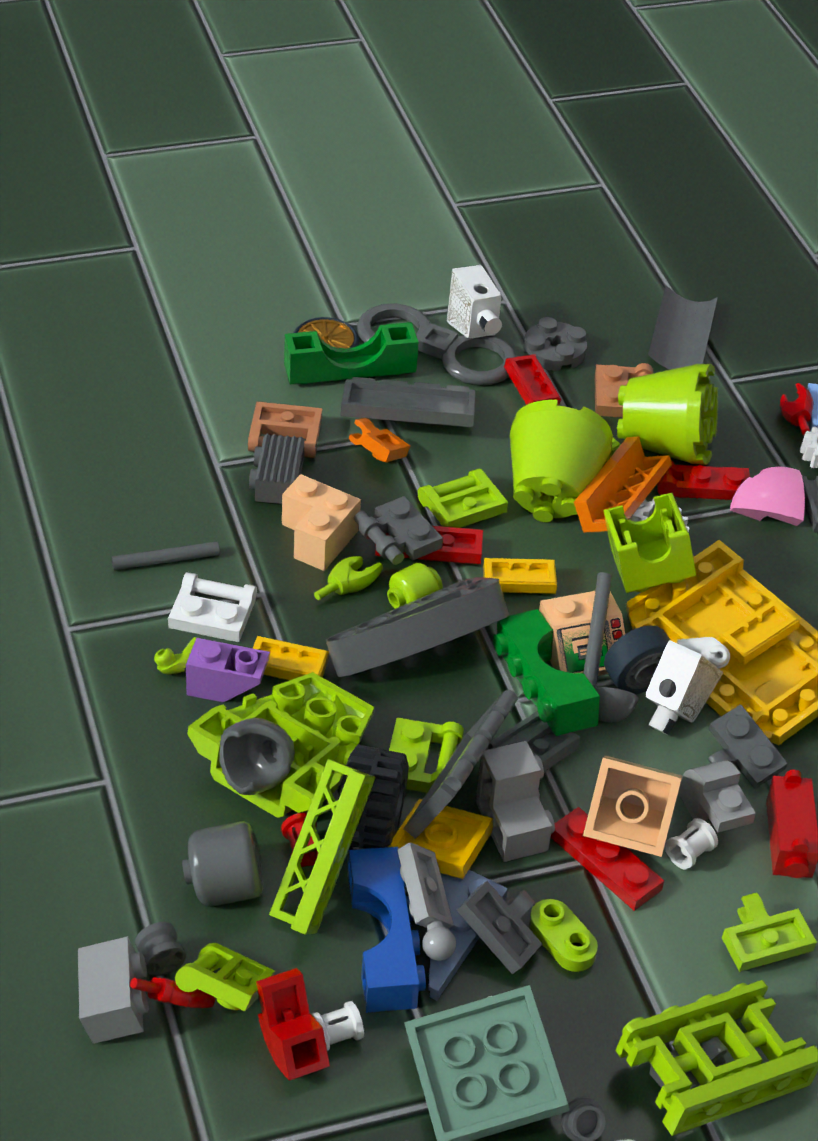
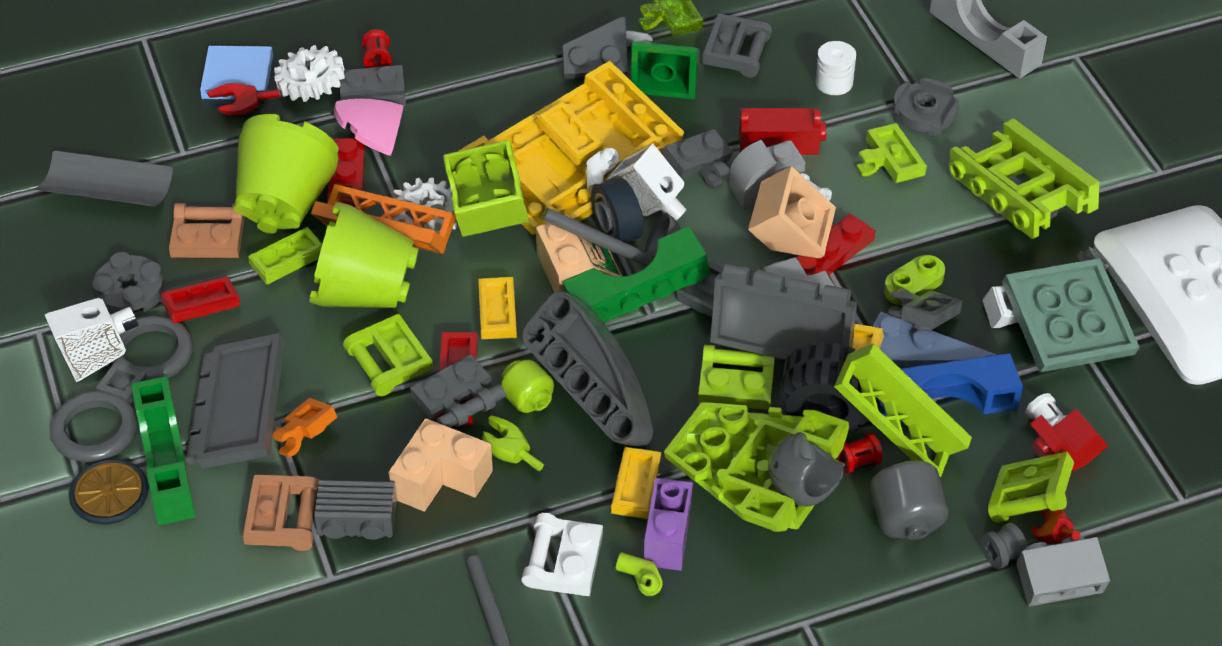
camera: 90 degrees left, 5 degrees up
(427, 900) = (960, 345): light grey plate -> none

